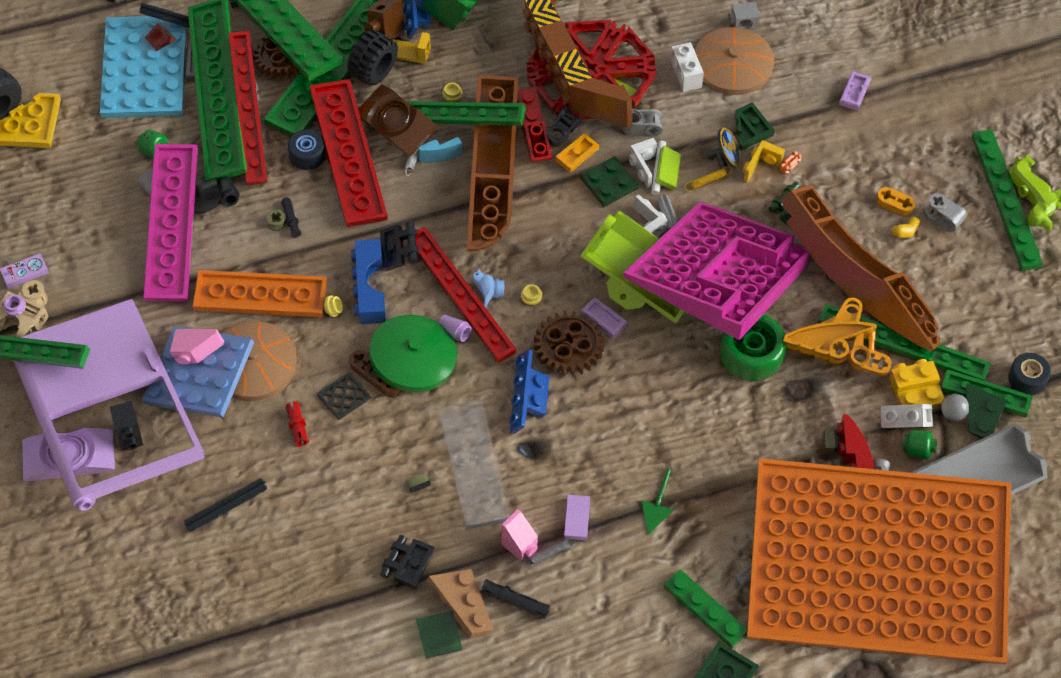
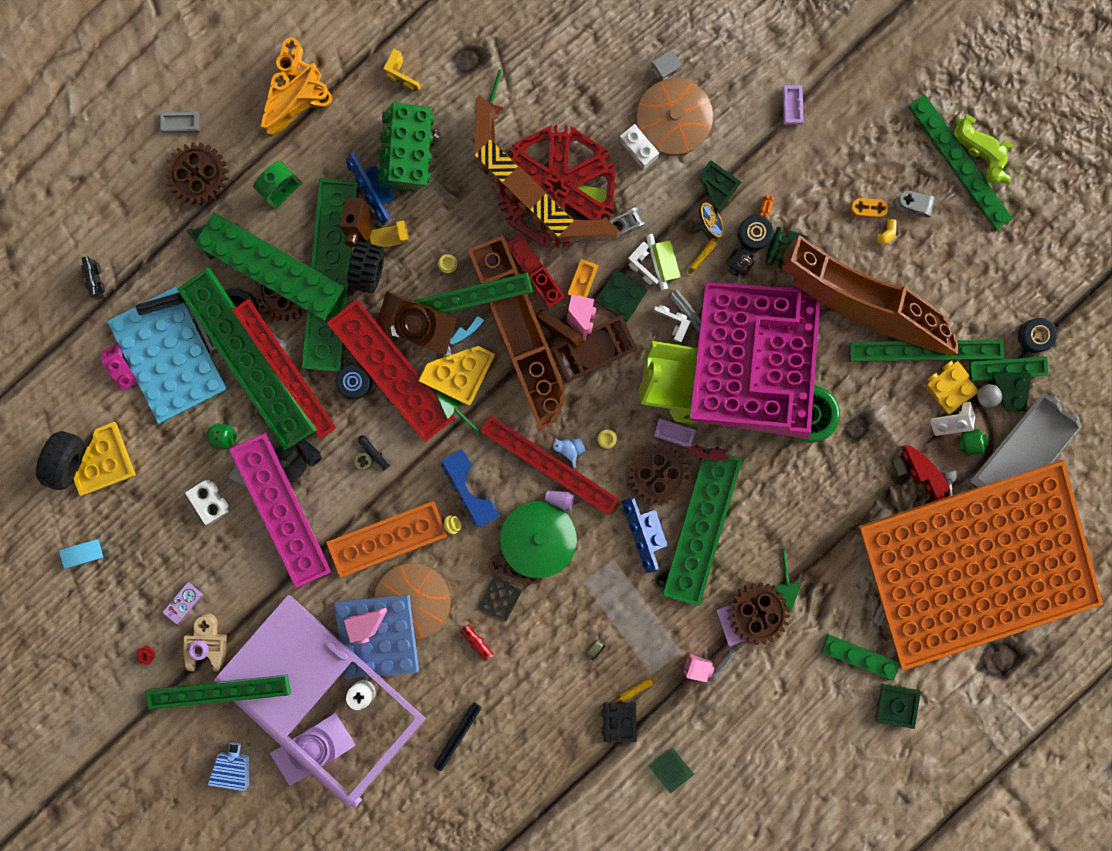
camera: 25 degrees left, 30 degrees up
(92, 56) = (117, 367): none -> dark pink bracket
(104, 192) = (203, 505): none -> white brick
(126, 426) = (347, 717): black brick -> none
(150, 414) = (356, 700): none -> white piece
(159, 37) = (167, 324): clear red slope -> none
(389, 203) = (450, 405): none -> green piece
(392, 246) = (474, 448): black plate -> none
(412, 179) = (458, 373): none -> yellow plate
(443, 538) = (636, 689): none -> yellow piece
(464, 599) = (678, 735): medium nougat wing -> none
(521, 601) = (715, 716): black pin -> none
(532, 178) = (559, 328): none -> reddish brown beam
(559, 212) = (604, 345): none -> reddish brown slope
(560, 175) = (579, 315): none -> bright pink slope
(565, 124) = (561, 259): black piece -> none
(589, 411) = (701, 529): none -> green plate
(590, 513) = (773, 605): none -> reddish brown gear
(631, 341) = (713, 454): none -> dark red slope
(742, 193) = (740, 262): none -> black head
(767, 152) = (747, 209): yellow bracket -> none
(769, 177) = (758, 238): none -> black wheel
(836, 333) = (876, 376): light orange piece -> none

